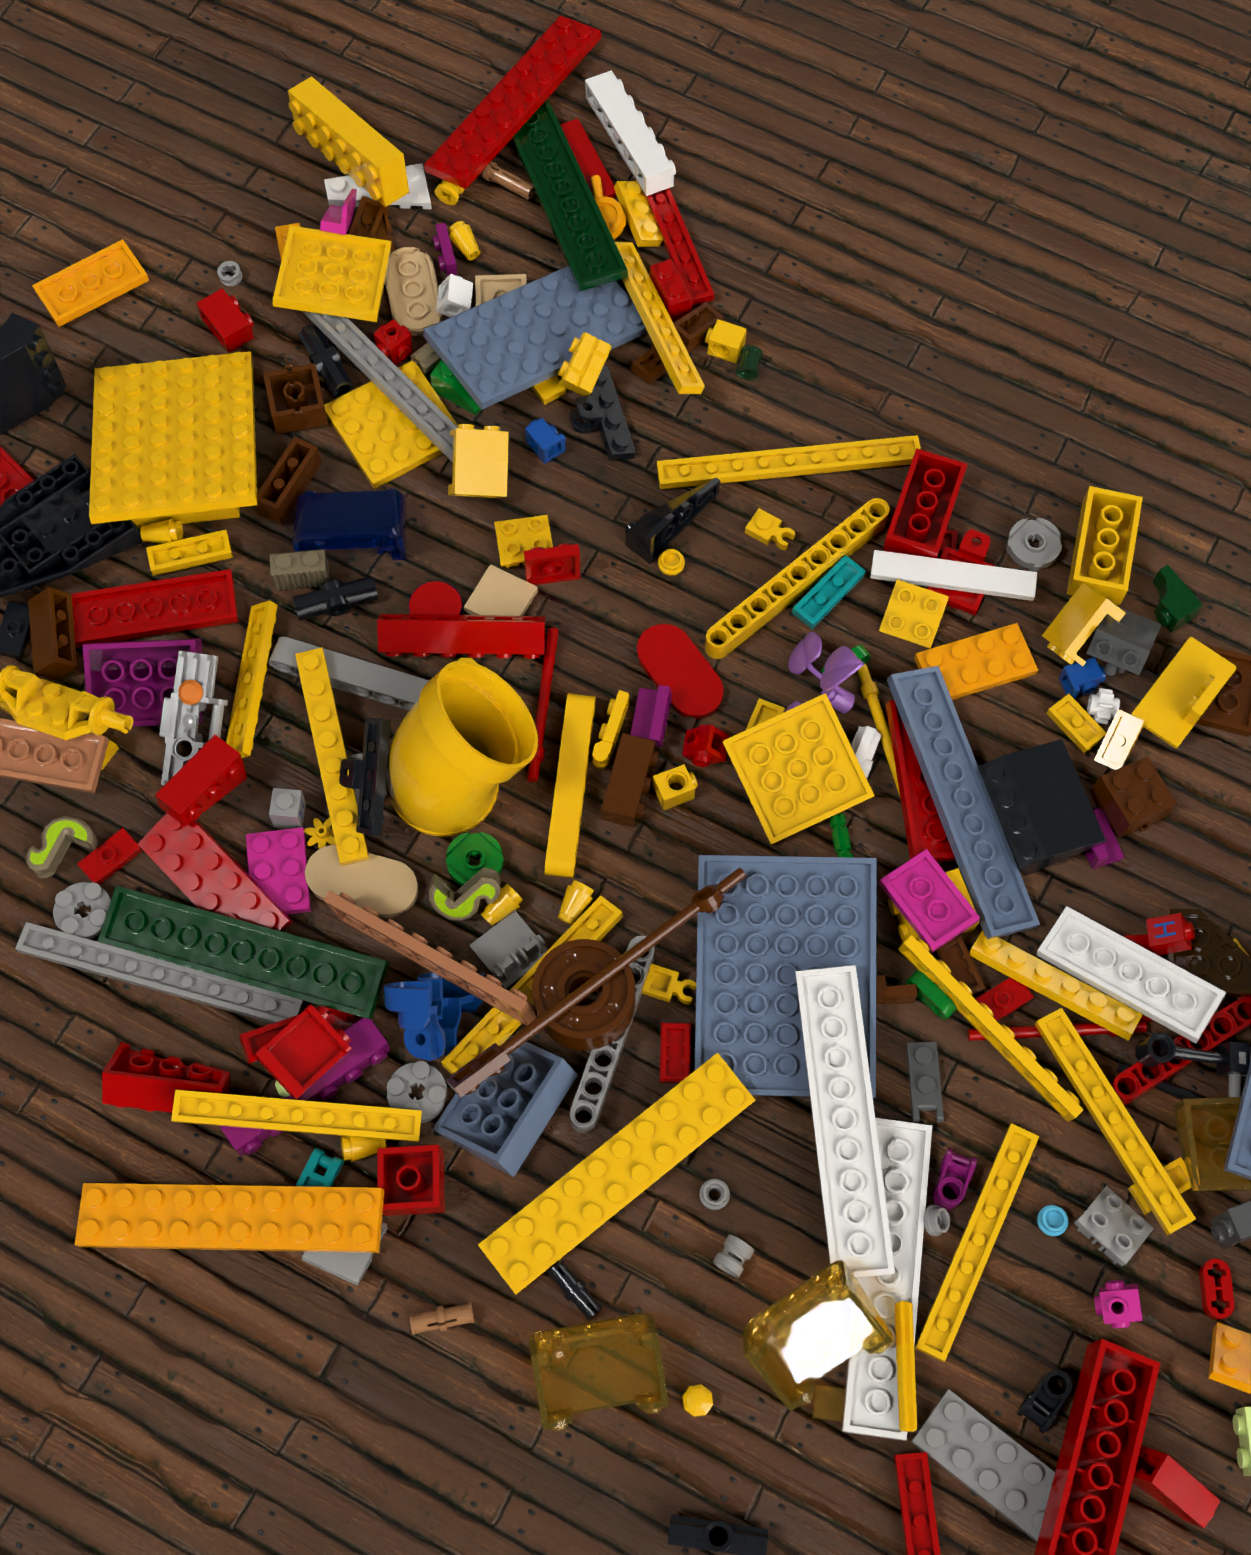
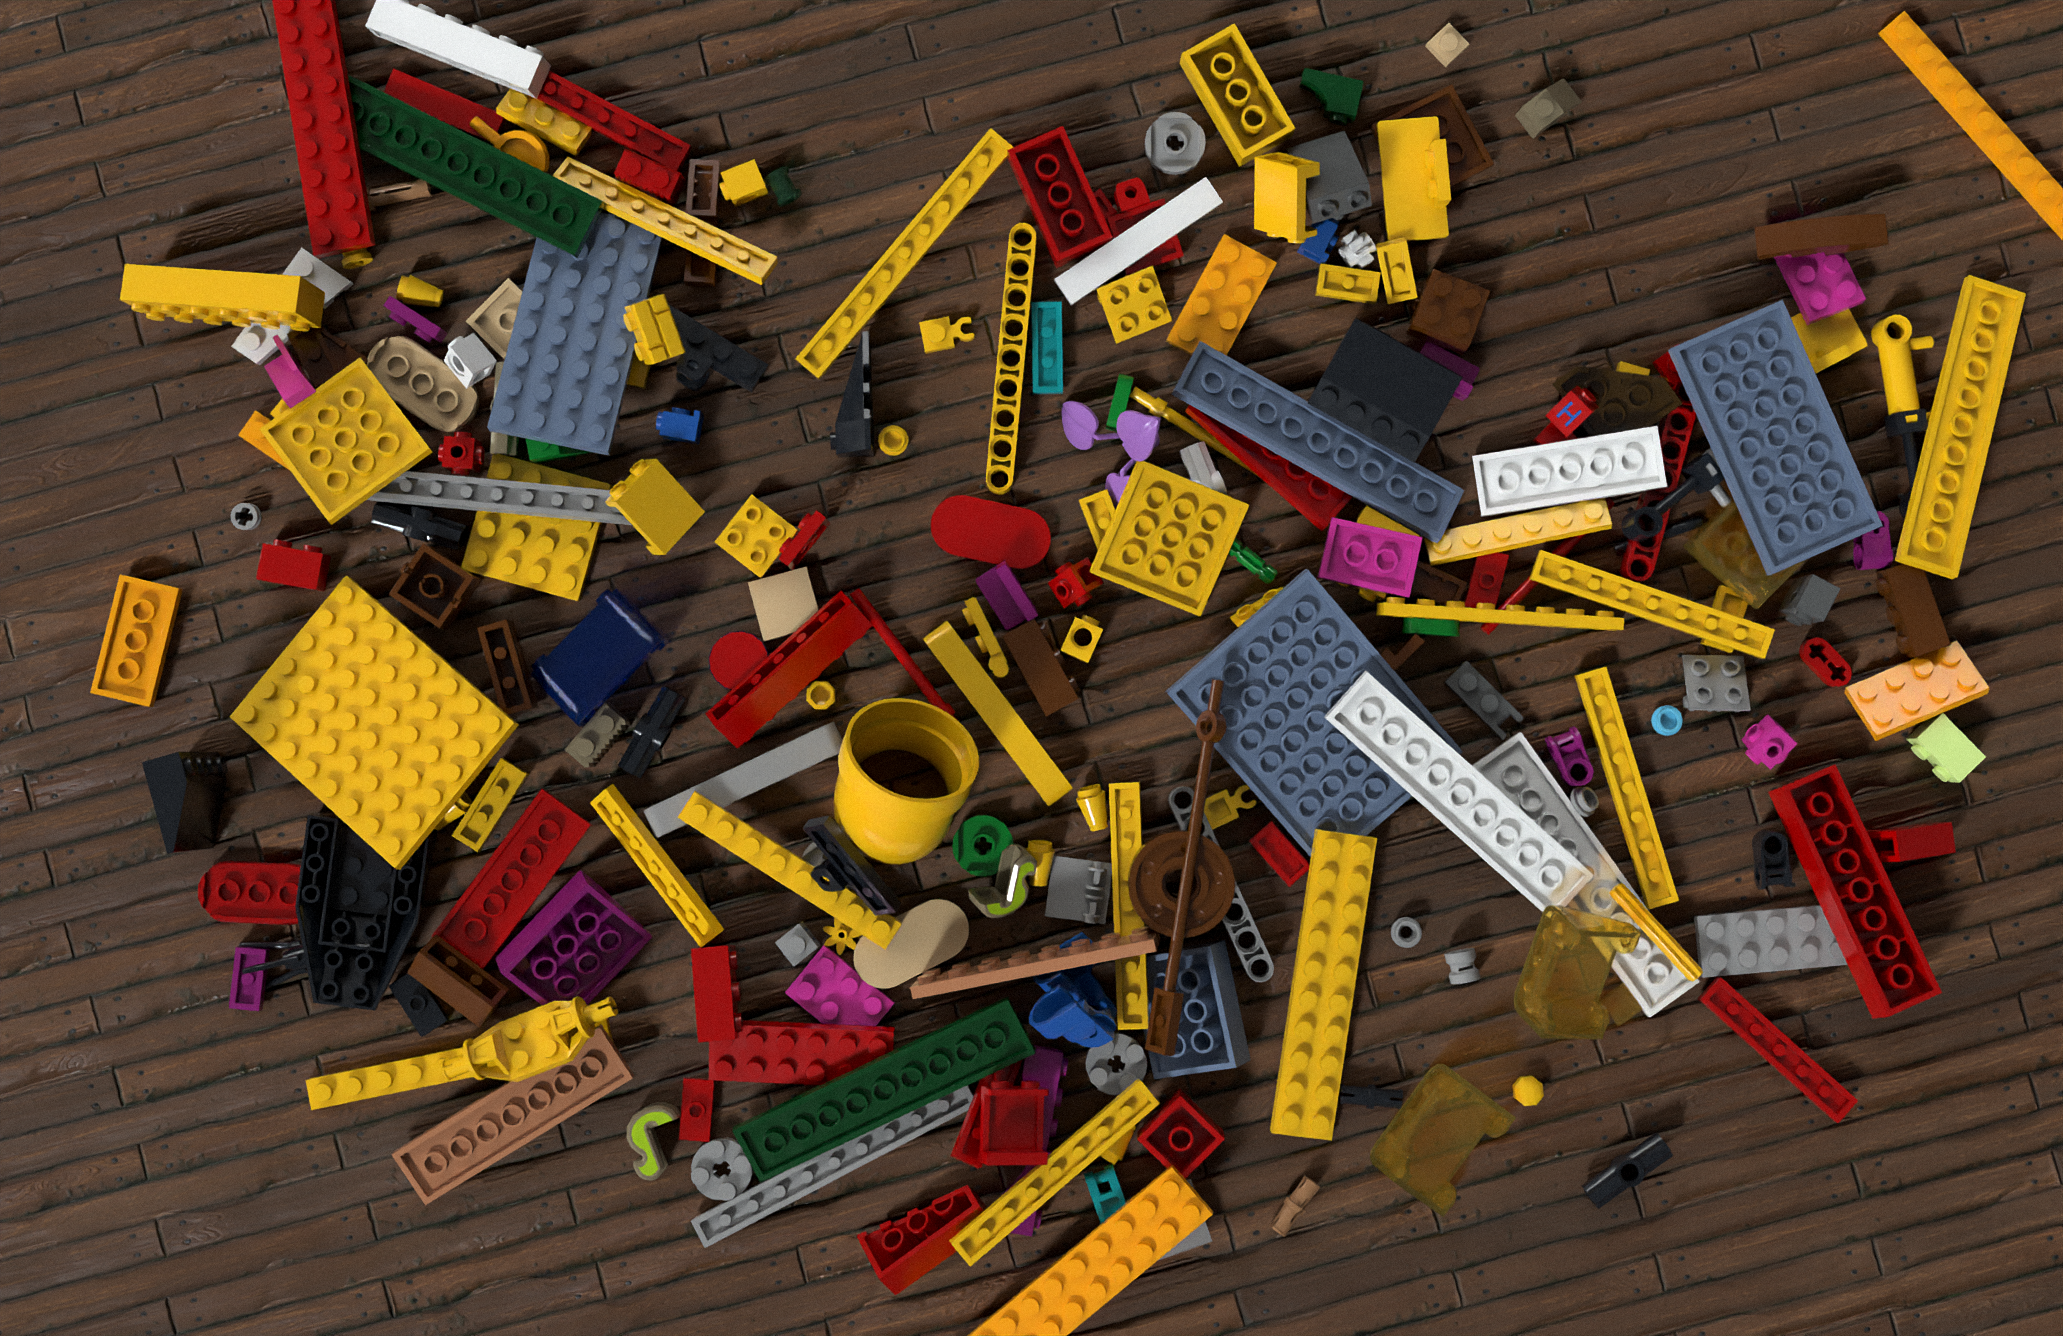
camera: 45 degrees left, 20 degrees up
(181, 712) = (637, 950): light grey piece -> none

